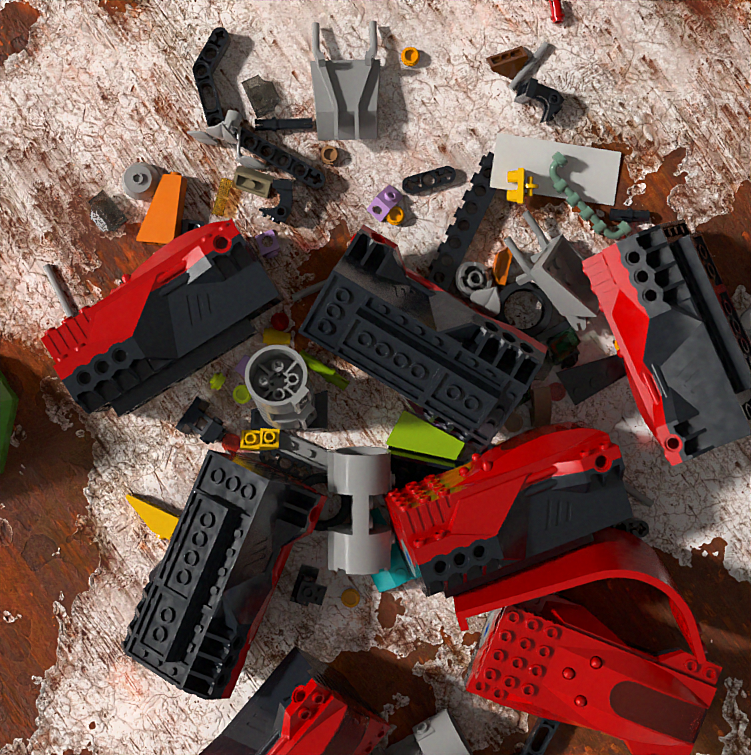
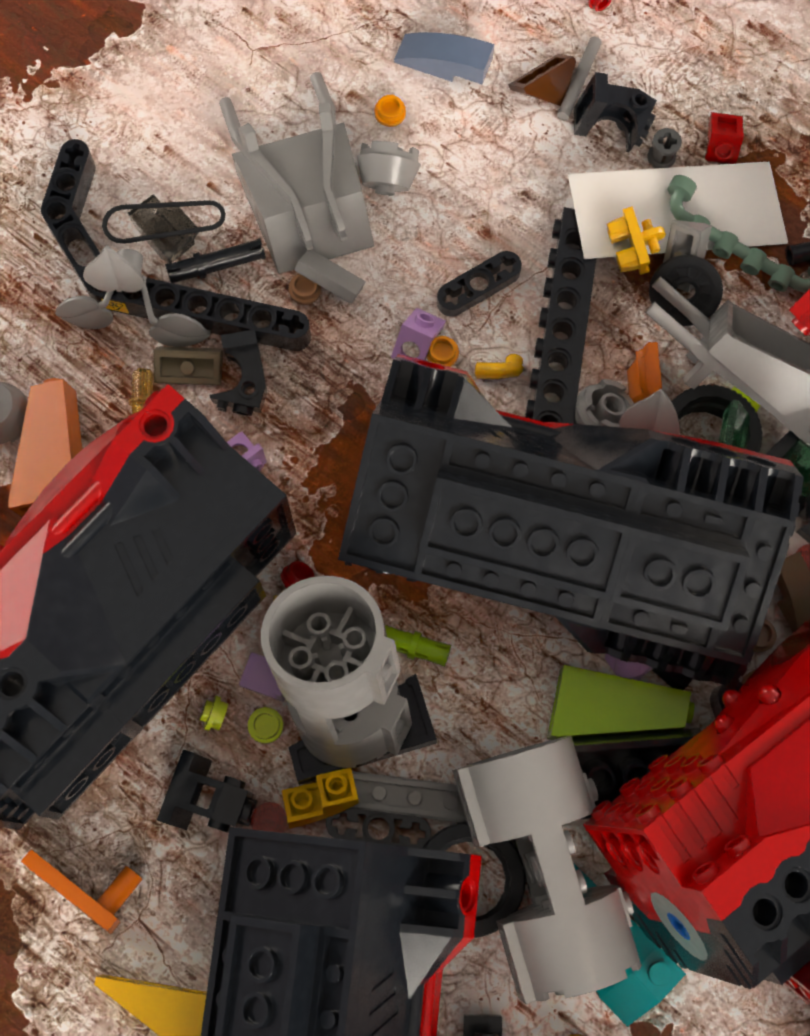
camera: 20 degrees left, 15 degrees down
(138, 462) = (99, 911): none -> orange piece
(259, 102) = (165, 234): none -> black piece
(308, 291) = (329, 516): light grey bar -> none
(345, 153) = (330, 276): none -> light grey tile
(396, 96) = (387, 167): none -> light grey cone
(431, 236) = (500, 370): none -> yellow arm
(453, 30) = (446, 55): none -> sand blue slope
(533, 317) = (734, 425): none -> clear green slope
(548, 199) = (687, 239): none -> light grey slope
(549, 213) = (696, 272): none -> black wheel
(567, 128) = (666, 149): none -> dark grey bush
(599, 130) = (725, 138): none -> red bracket

